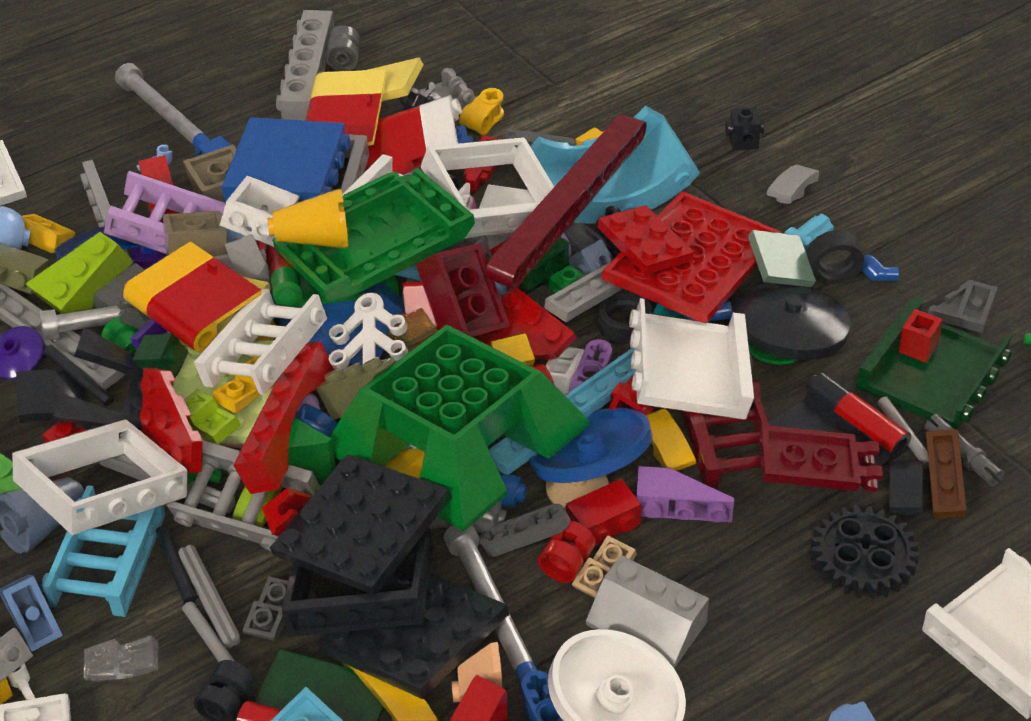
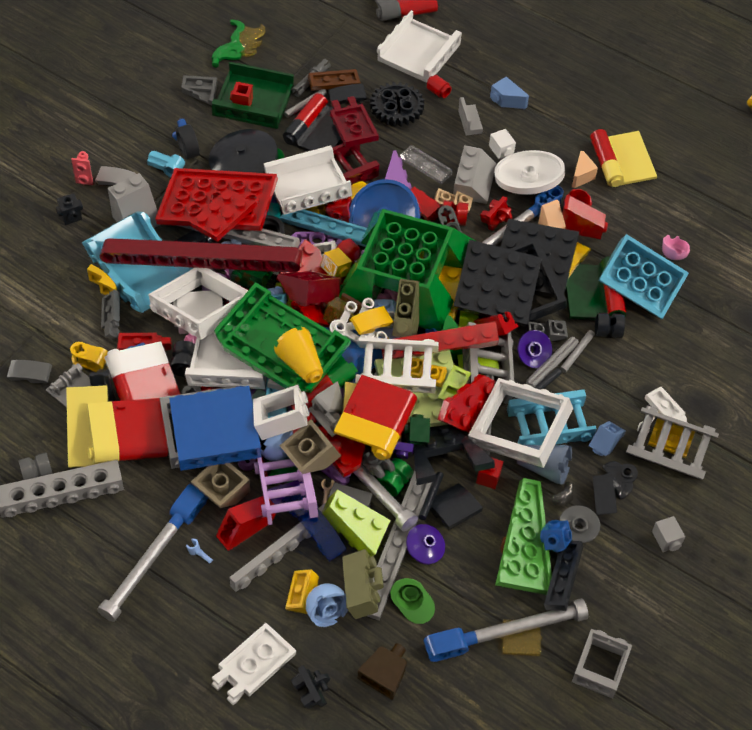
camera: 115 degrees left, 10 degrees up
(115, 661) = (609, 385): clear slope -> none
(239, 570) = (541, 348): none -> dark purple dish
(359, 337) = (370, 320): none -> yellow slope
(487, 65) = (29, 370): none -> dark grey slope
(543, 617) = (498, 213): none -> red hips
(702, 552) = (426, 164): none -> clear plate
(711, 682) = (502, 144): none -> white brick
(723, 171) = (130, 197): none -> light grey slope
(781, 258) = (202, 161): tile -> none
(801, 653) = (469, 118): none -> light grey panel
(810, 134) = (82, 169): none -> coral hinge
(896, 628) = (438, 86): none -> red brick

